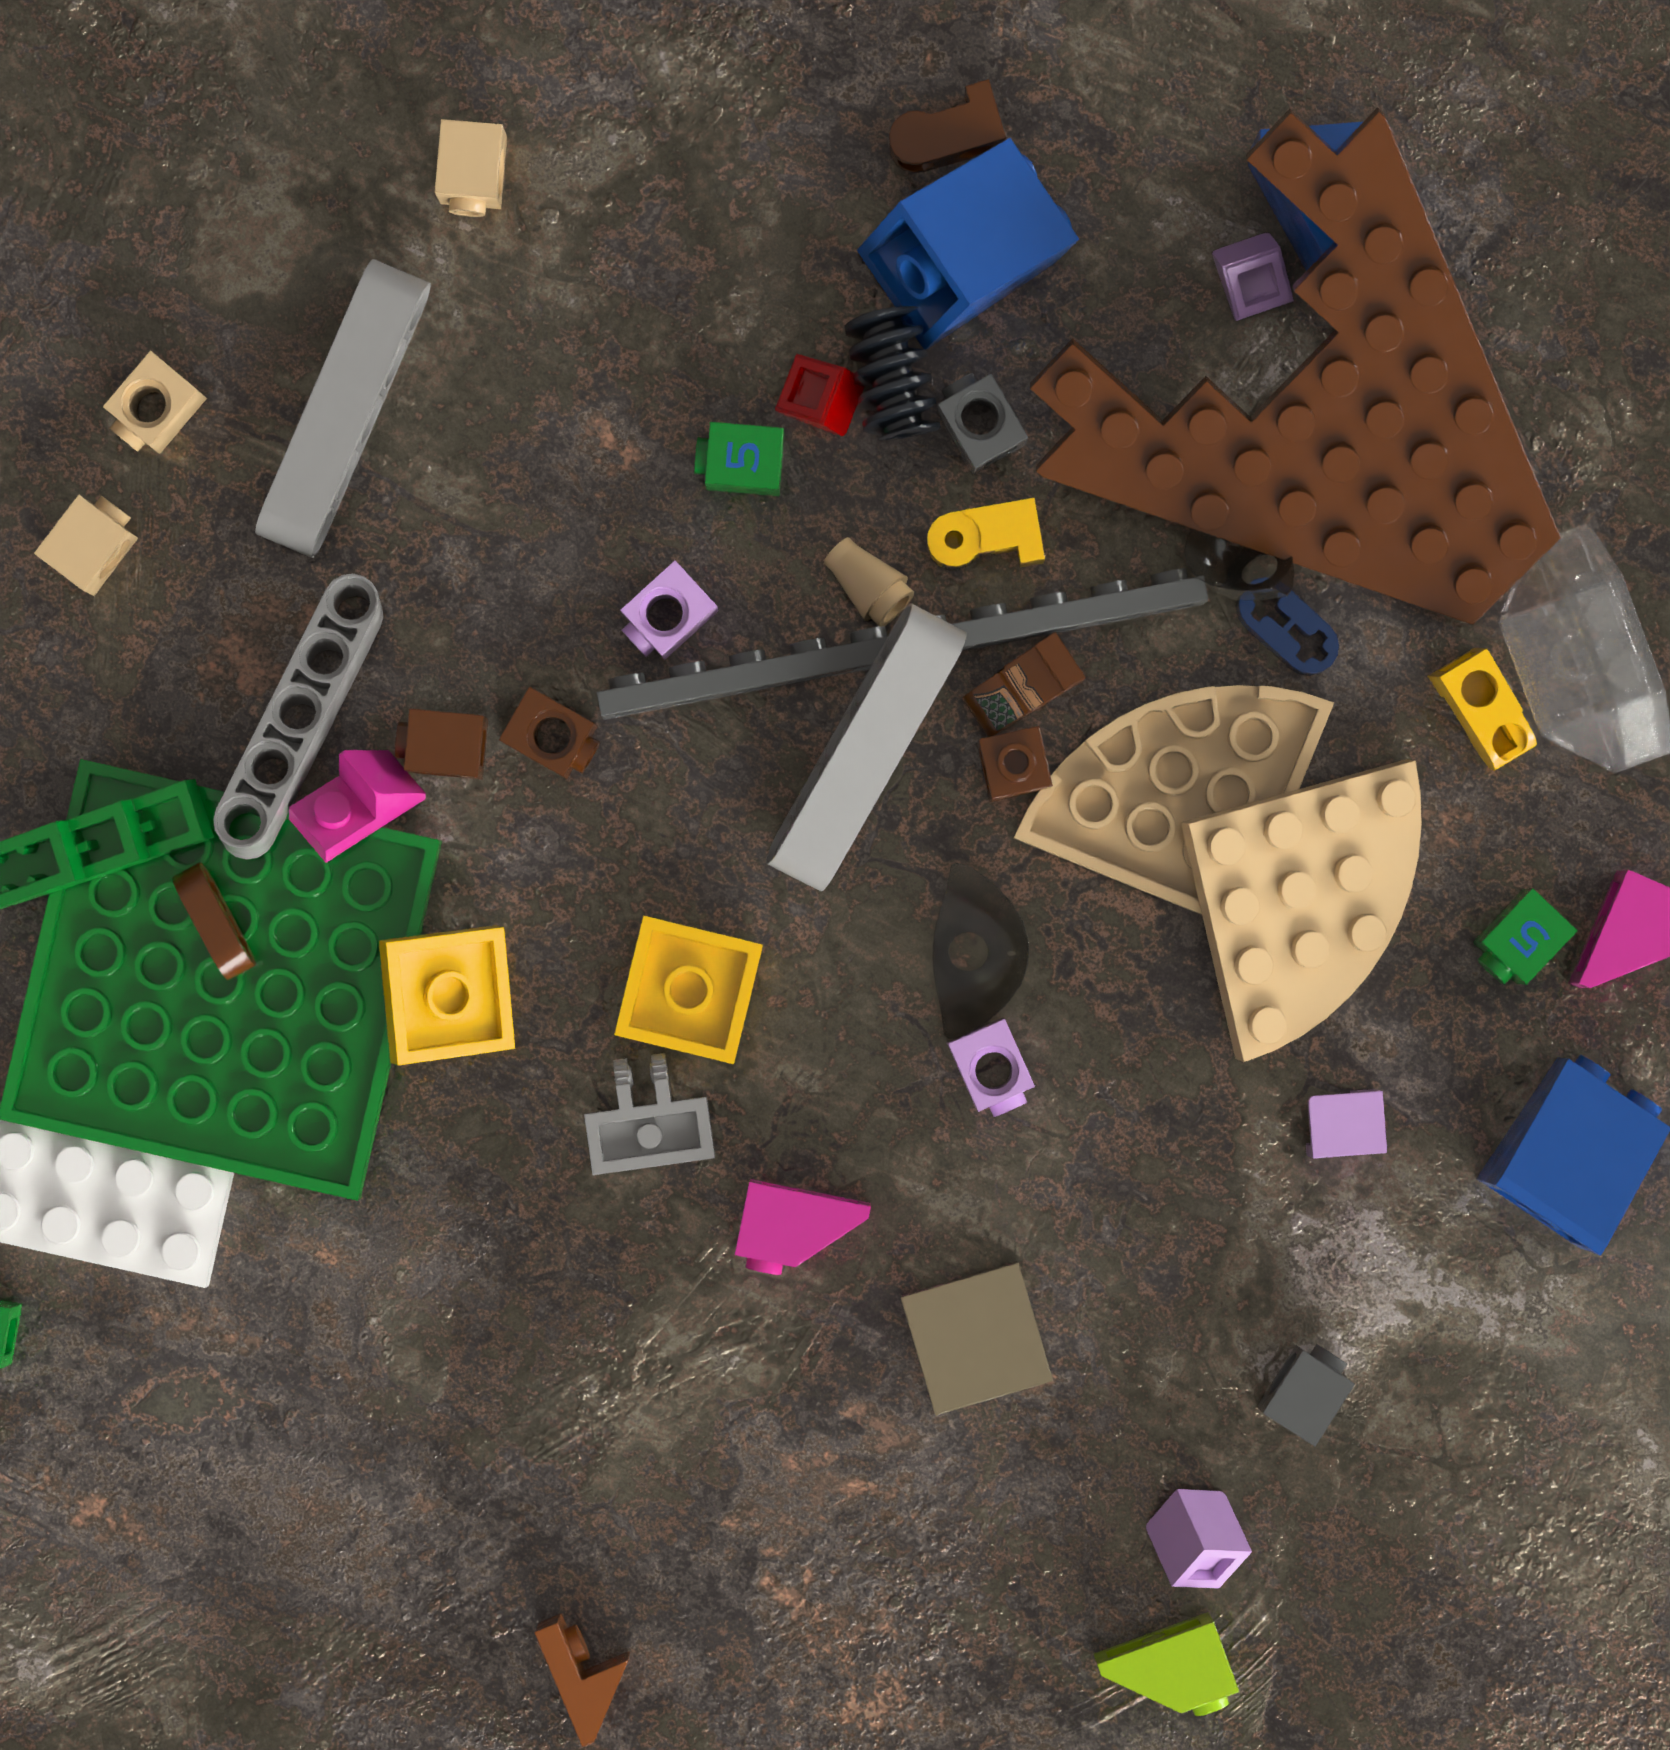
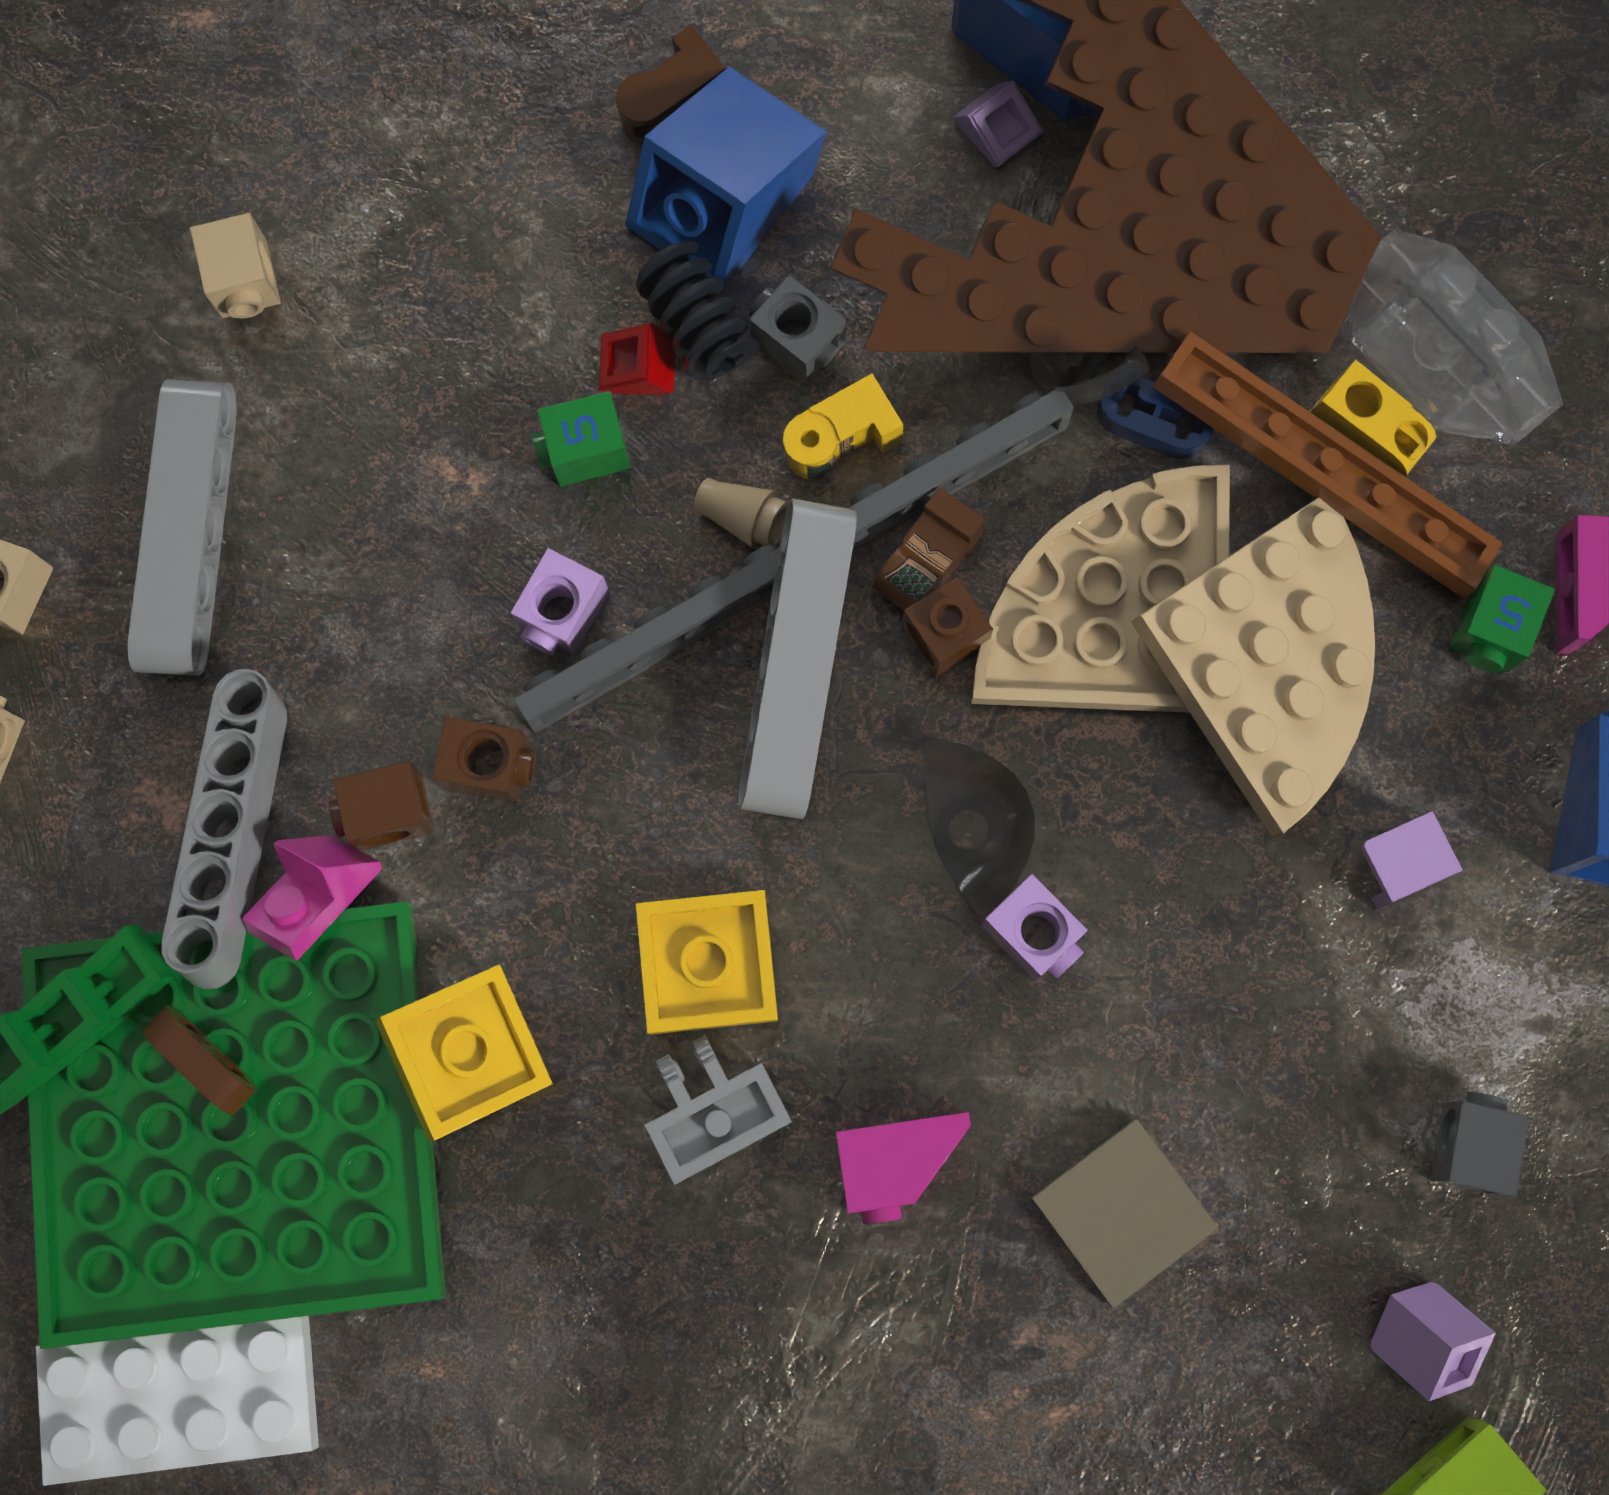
camera: 15 degrees left, 10 degrees down
(1423, 735) = (1328, 465): none -> dark orange plate

